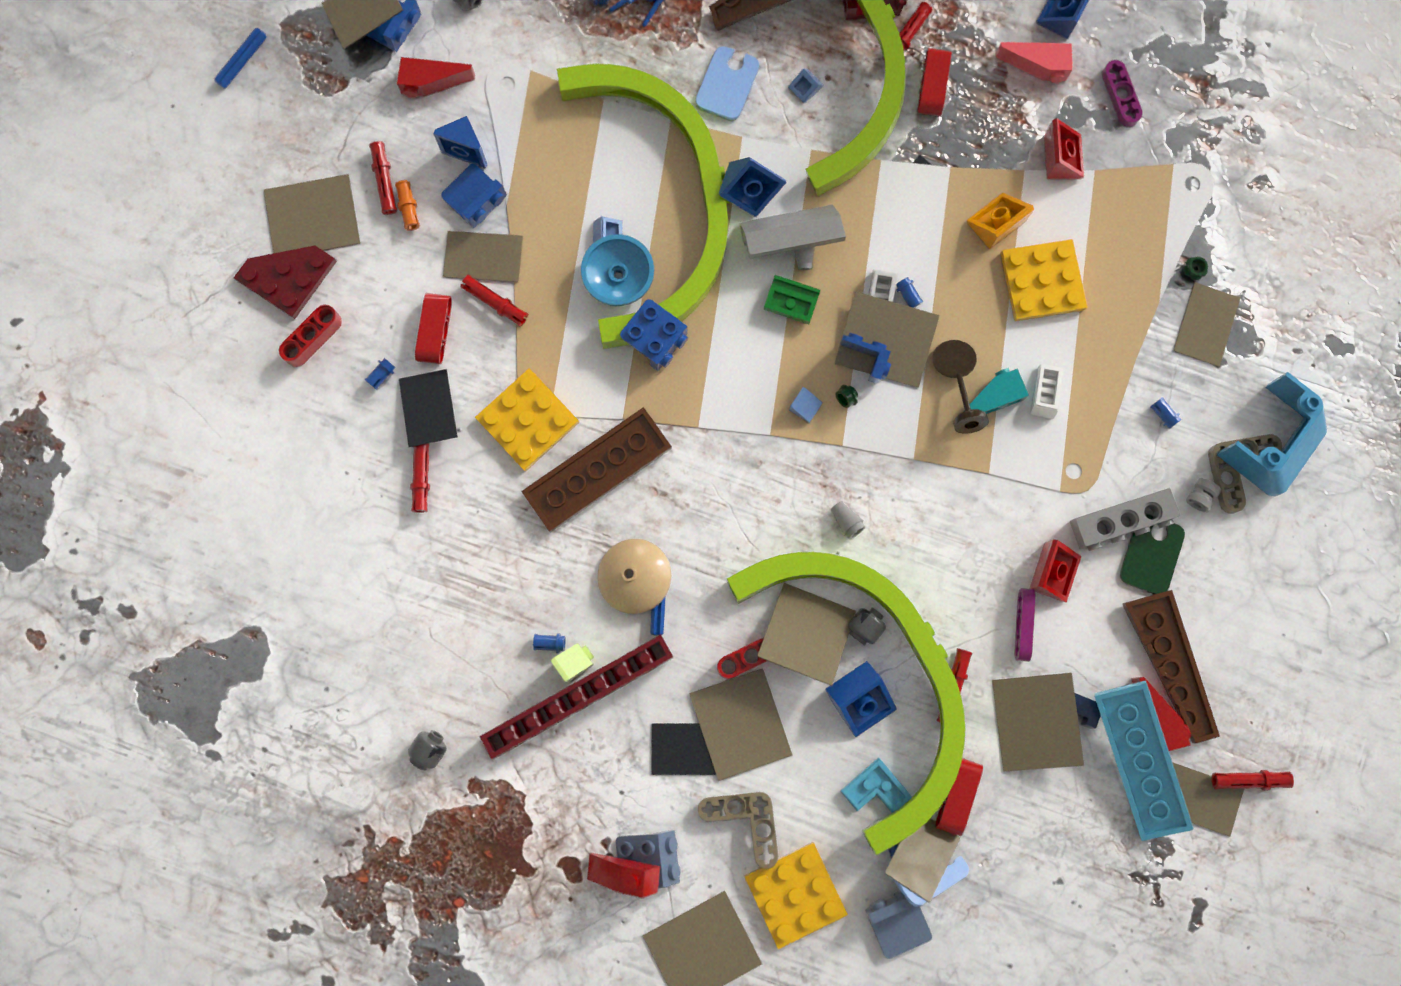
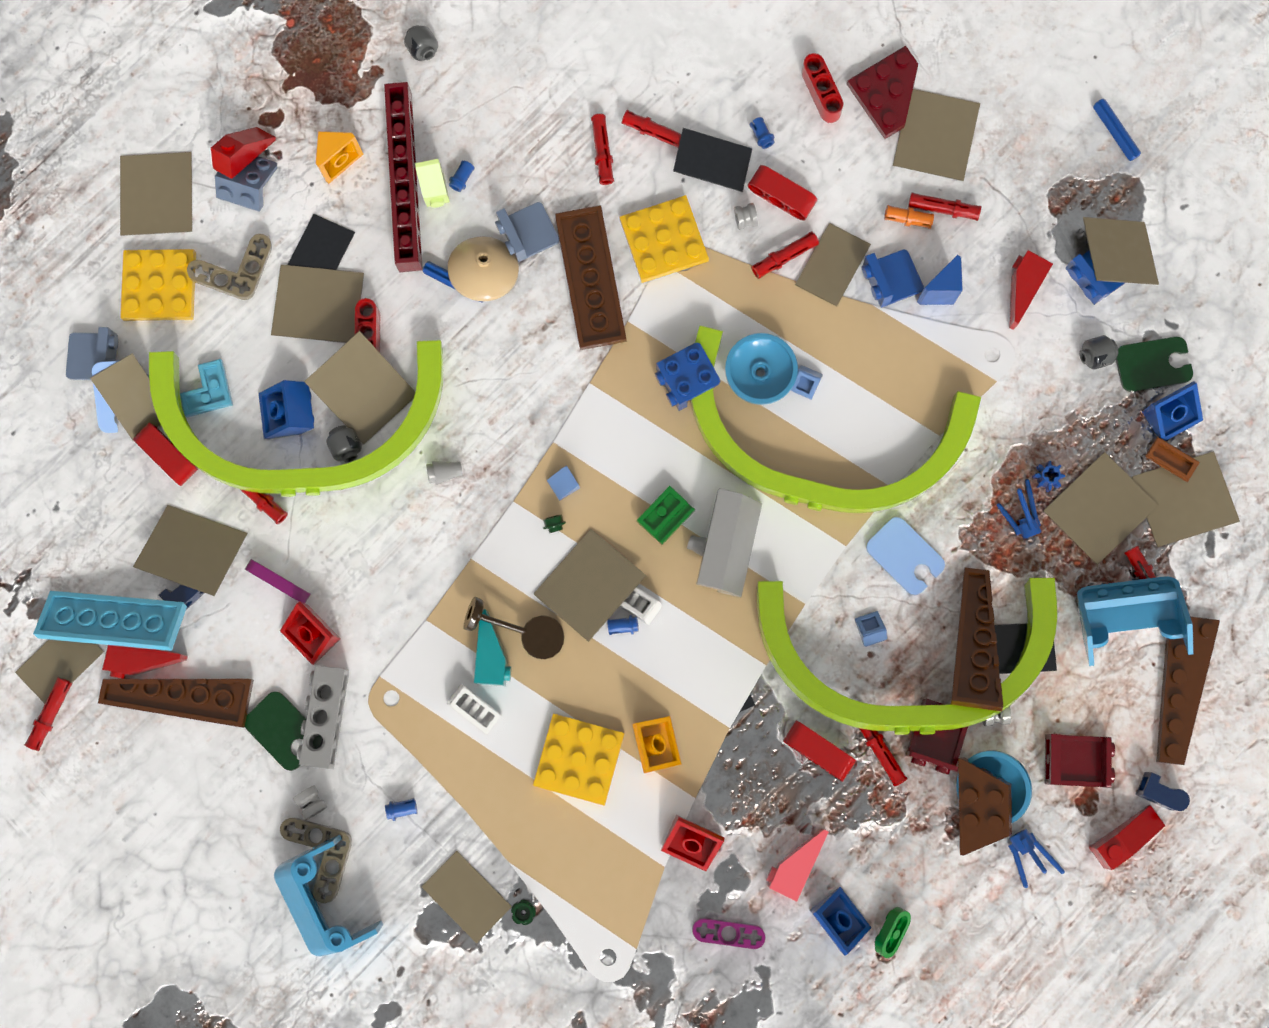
camera: 125 degrees right, 0 degrees up
(462, 517) = (603, 158): none -> red pin
(472, 351) = (746, 216): none -> light grey wheel
(577, 550) = (527, 231): none -> sand blue bracket
(583, 776) = (336, 153): none -> light orange slope
(750, 185) = (787, 520): blue slope -> none
(878, 350) = (579, 560): blue bracket -> none

